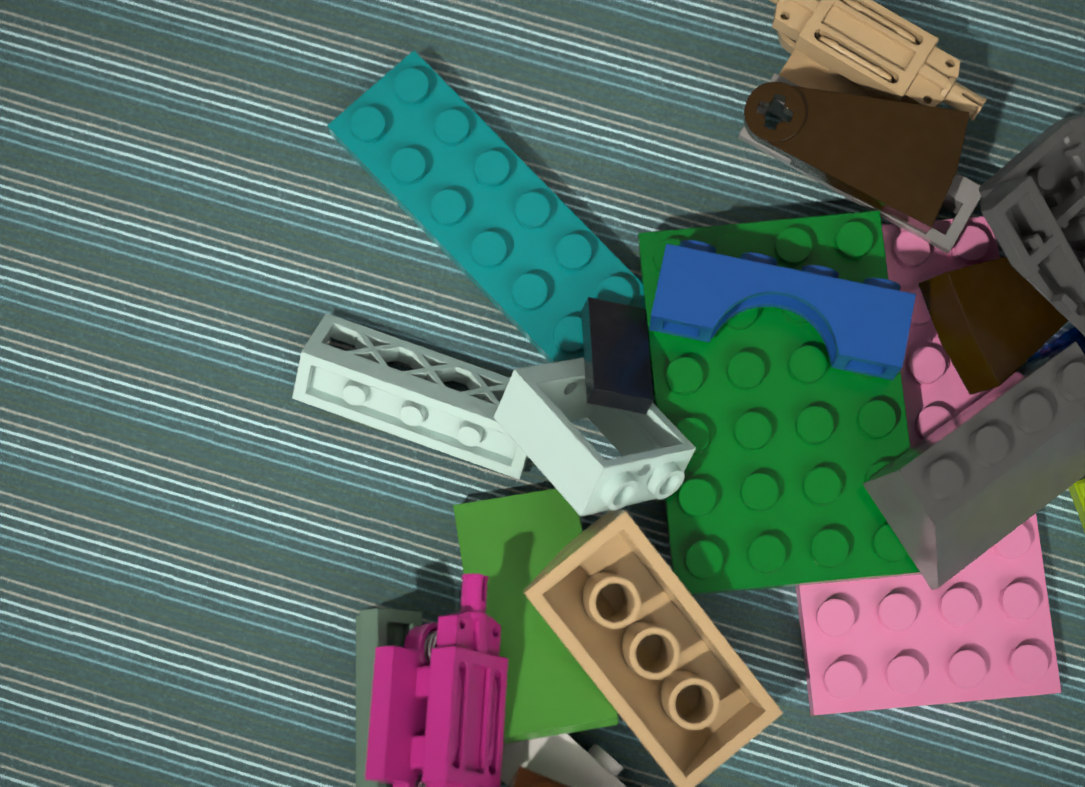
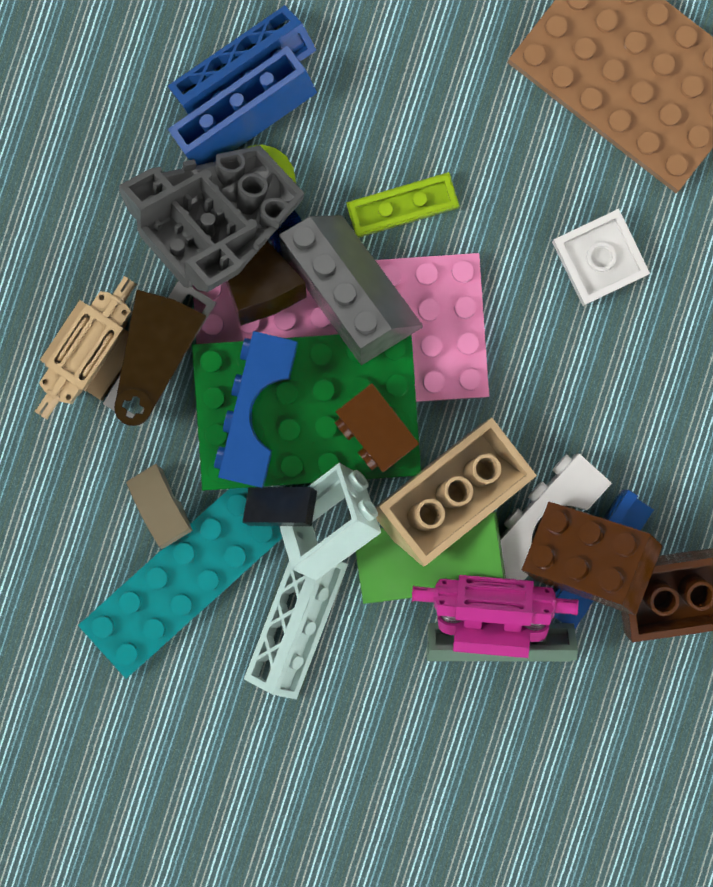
camera: 85 degrees left, 10 degrees up
(606, 168) = (158, 506): none -> dark tan slope
(761, 501) = (376, 428): none -> reddish brown brick

